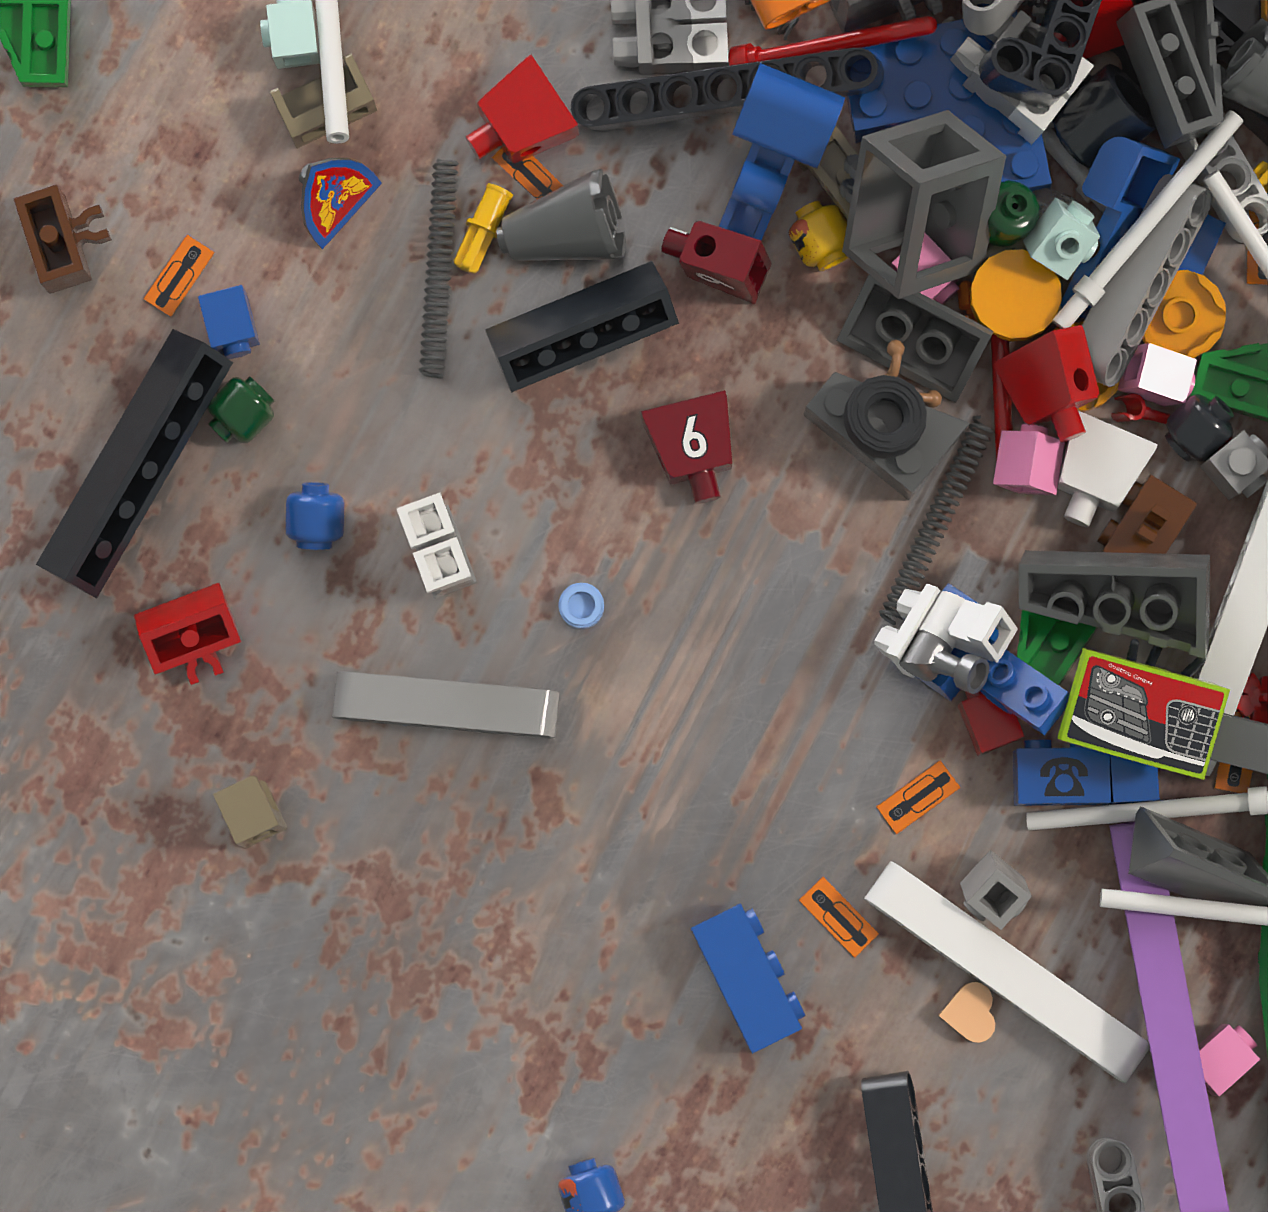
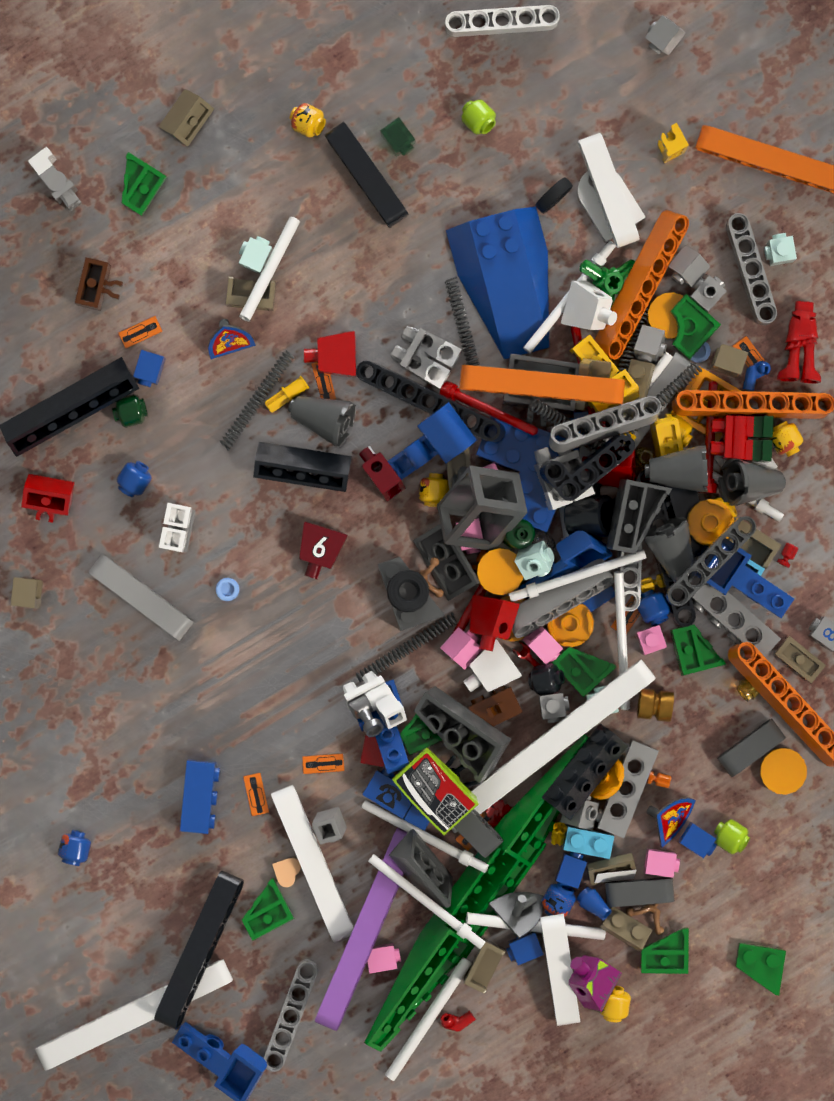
camera: 30 degrees right, 5 degrees up
(982, 1102) = (267, 912): none -> green wing

